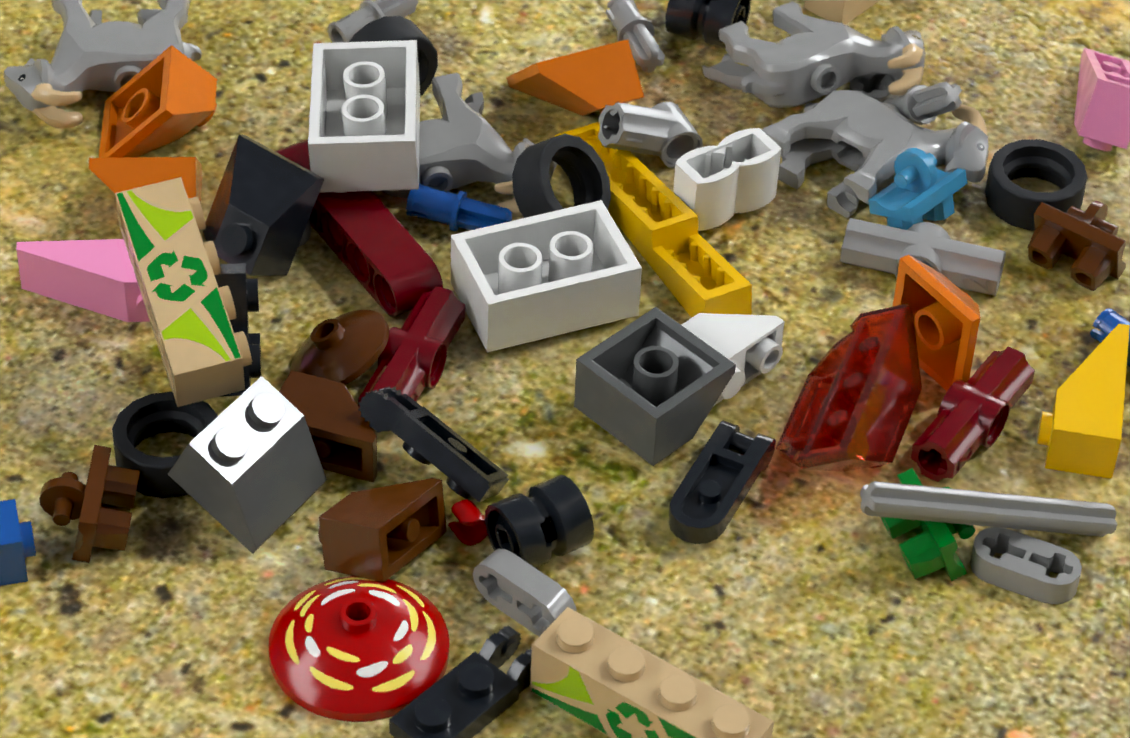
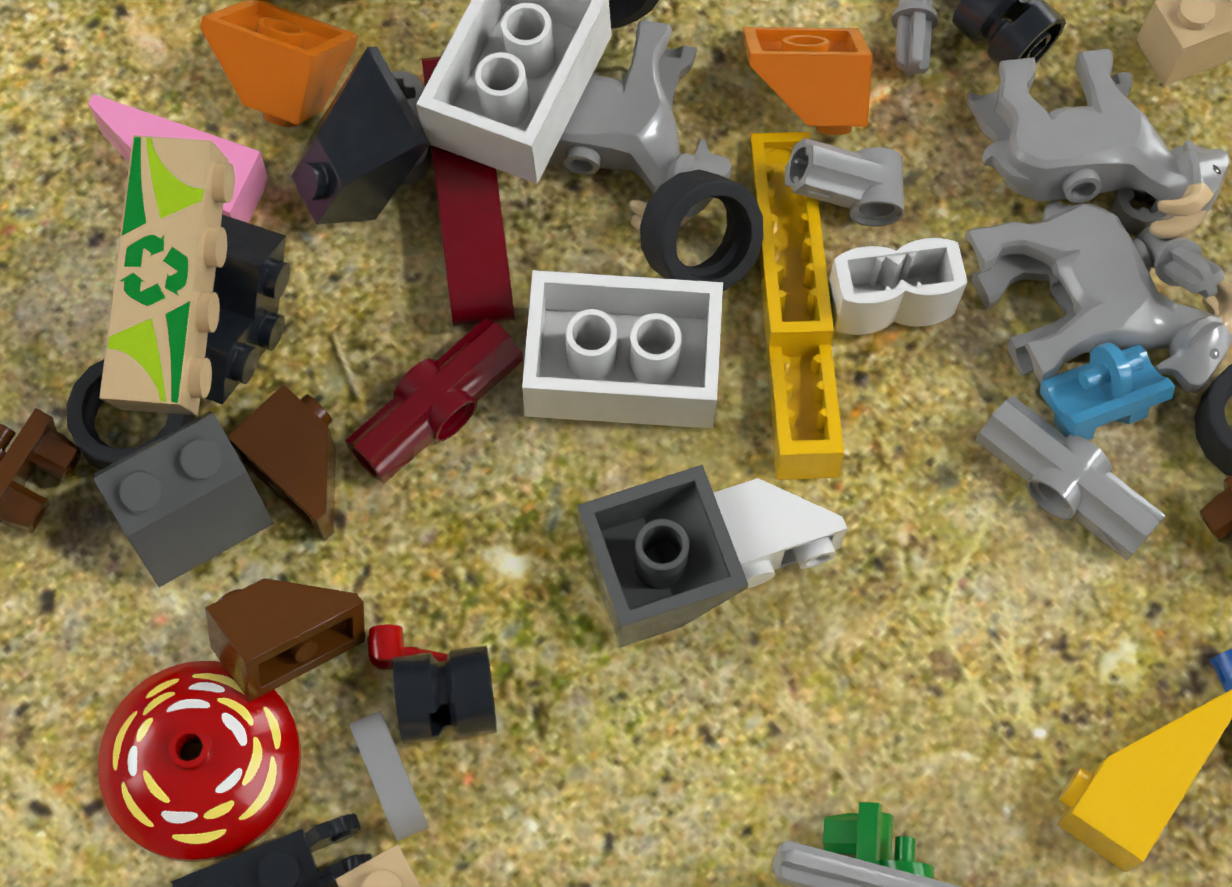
camera: 25 degrees right, 25 degrees up
(343, 346) = (362, 362): reddish brown dish -> none
(433, 443) = (387, 539): black hinge -> none
(454, 209) = (588, 209): blue axle -> none
(718, 483) = (673, 706): black plate -> none
(857, 397) = (871, 669): clear red wedge -> none
(943, 321) = (1030, 593): orange slope -> none
(972, 414) = (1005, 729): dark red piece -> none

